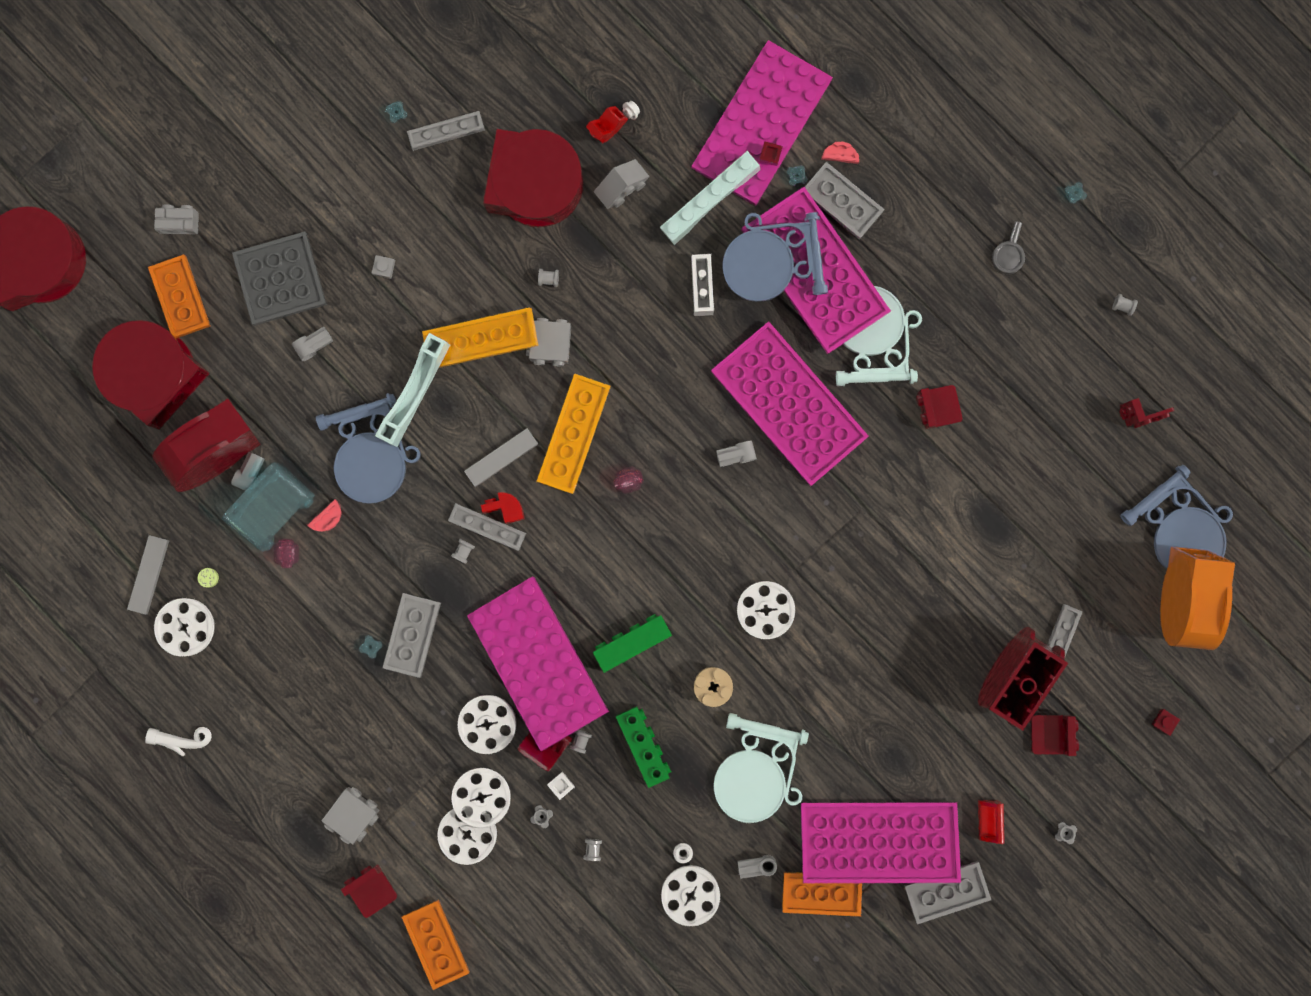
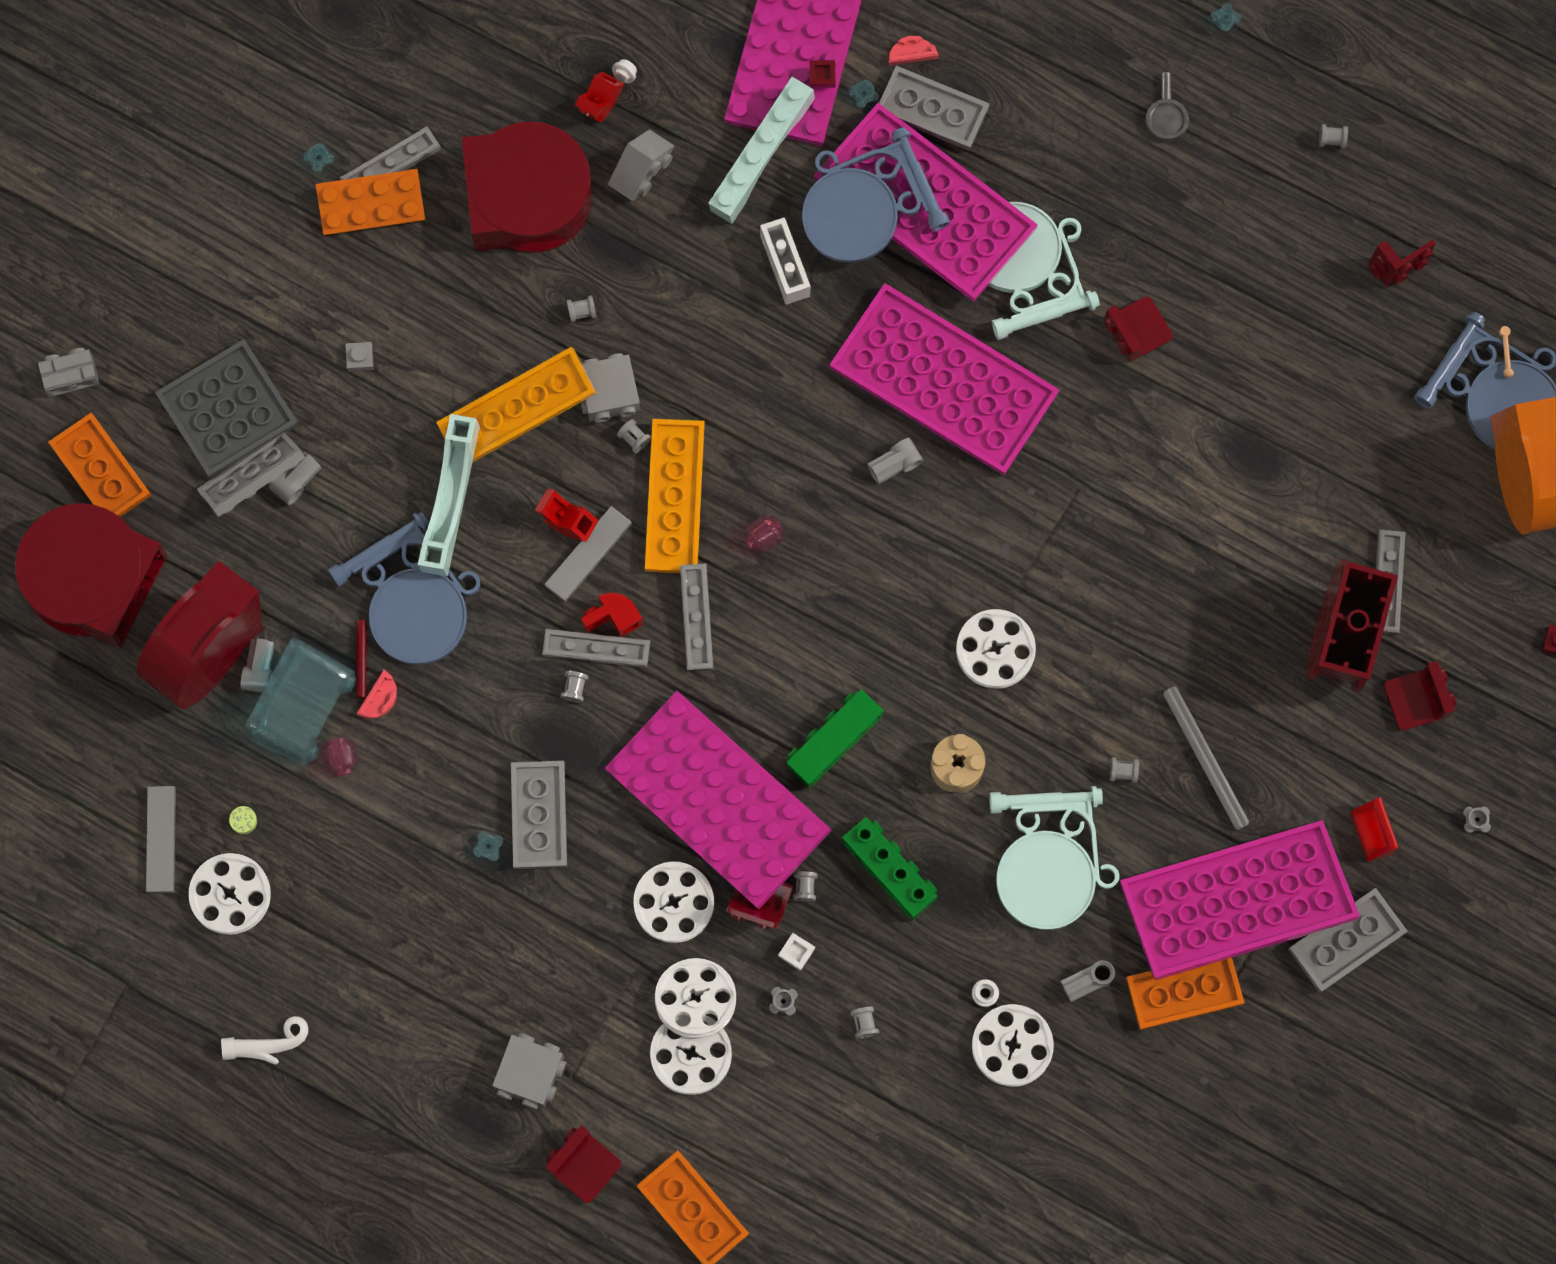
camera: 20 degrees left, 10 degrees down
(280, 332) = (250, 474): none -> light grey plate
(321, 487) = (361, 646): none -> dark red piece
(422, 155) = (370, 202): none -> orange plate
(492, 427) = (566, 517): none -> red brick
(558, 382) = (625, 433): none -> light grey bush
(562, 526) = (696, 617): none -> light grey tile
(828, 724) = (1124, 770): none -> light grey bush
(889, 733) = (1206, 758): none -> light grey axle
(1201, 486) = (1504, 332): none -> light nougat hinge

